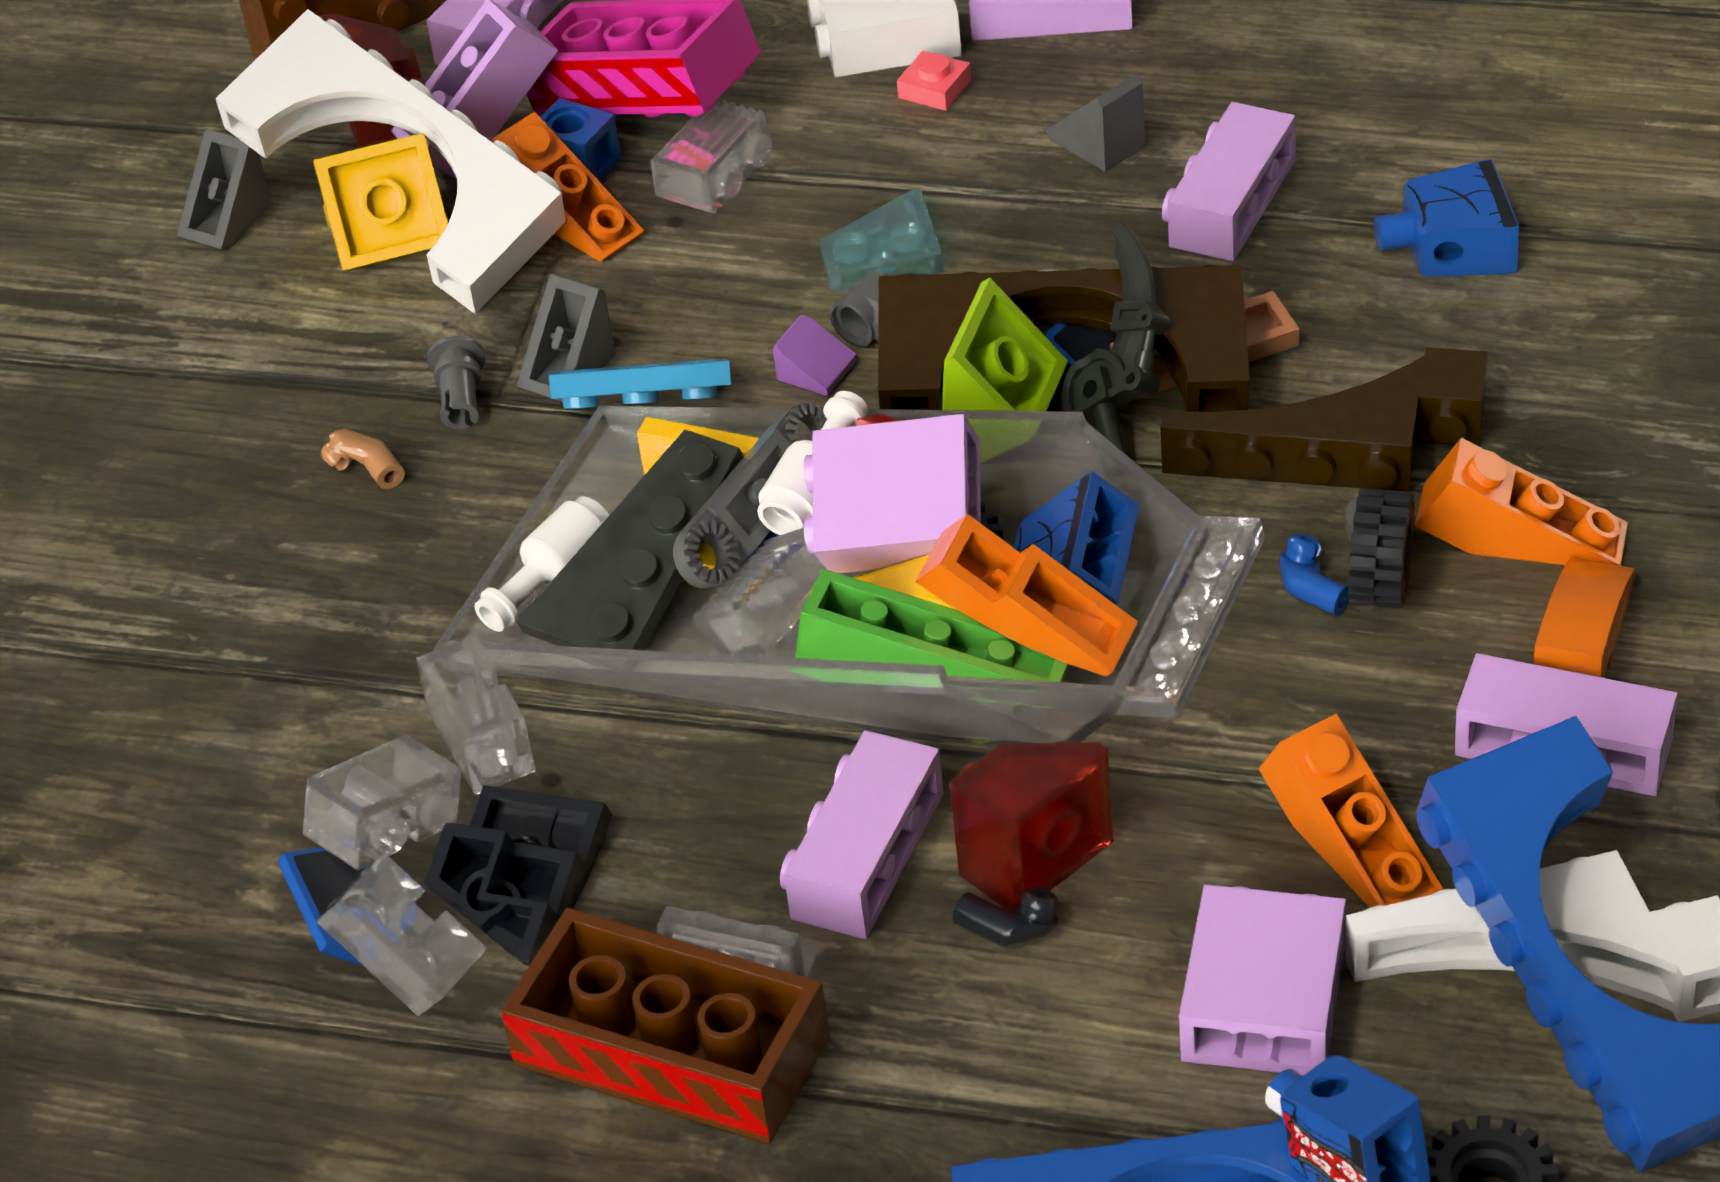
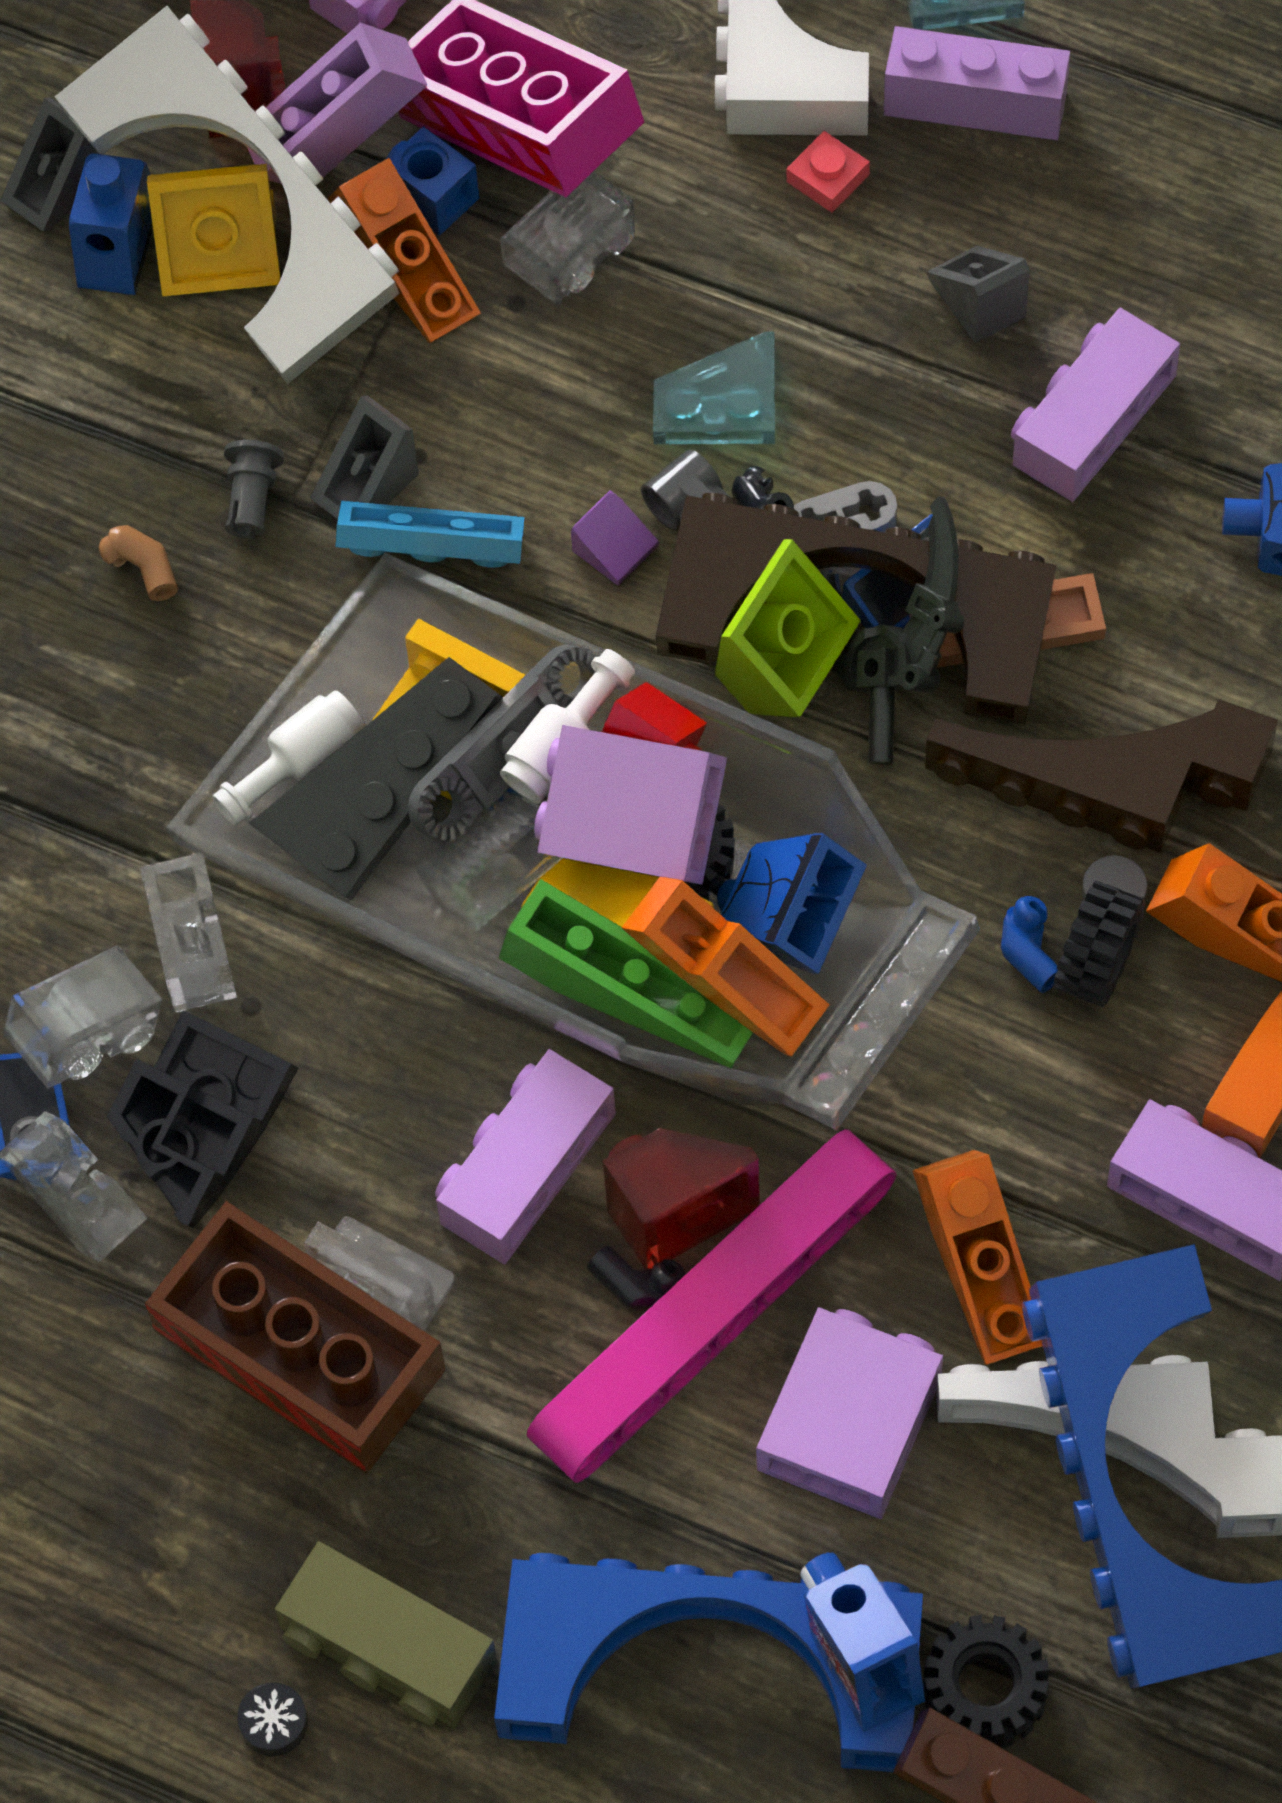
camera: 10 degrees right, 20 degrees up
(279, 191) = (112, 204): none -> blue torso
(1087, 924) = (711, 1306): none -> dark pink beam

